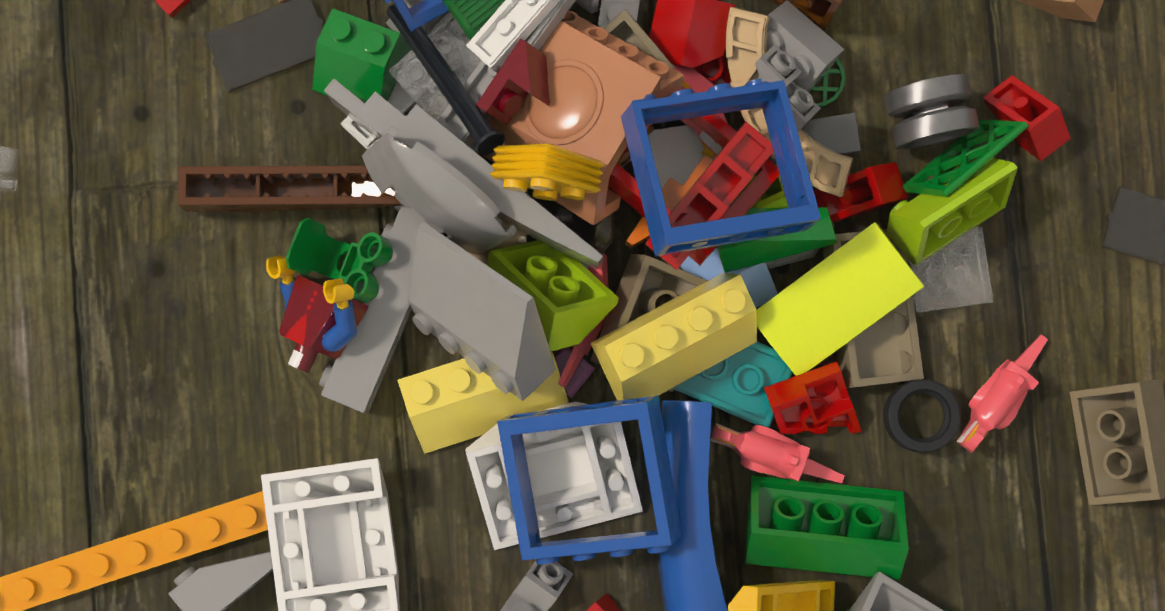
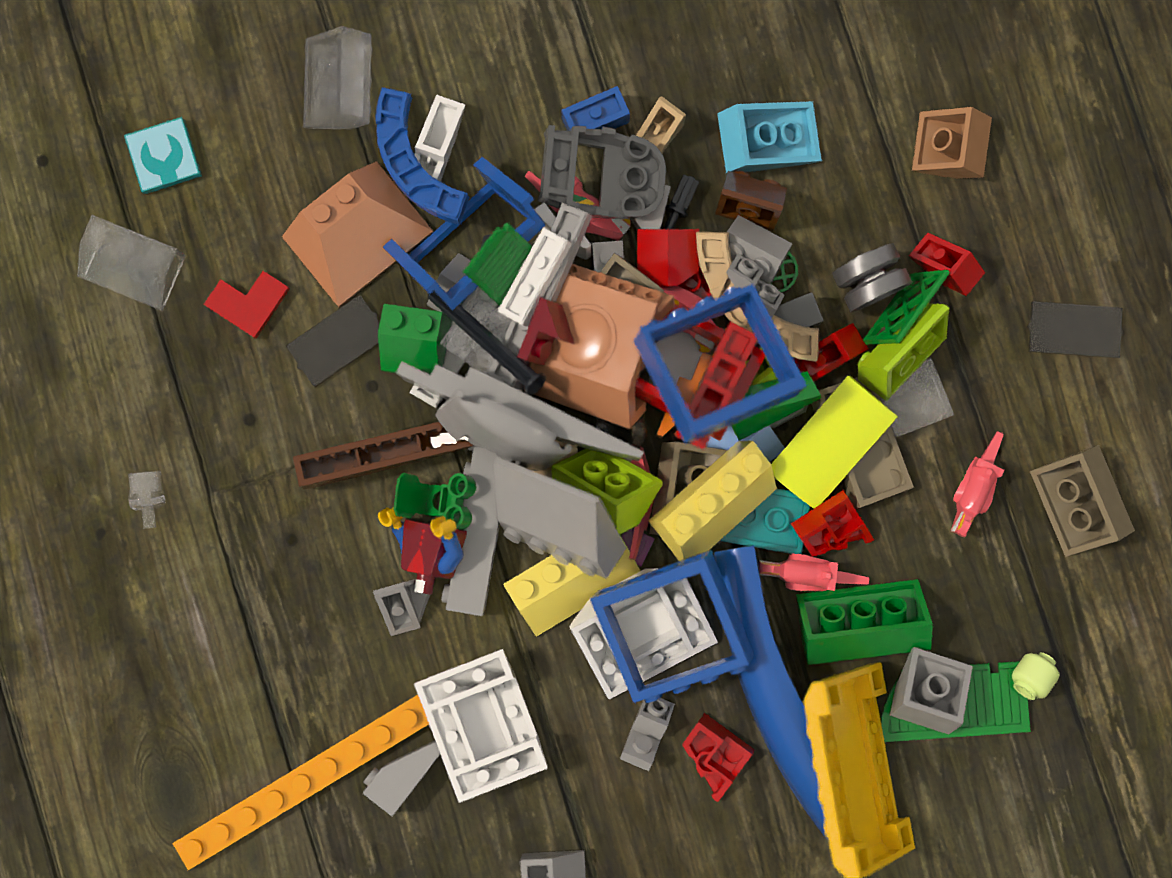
camera: 10 degrees left, 0 degrees up
(270, 379) = (401, 606): none -> light grey slope
(546, 171) = (585, 397): yellow brick -> none
(950, 408) = (936, 501): black tyre -> none

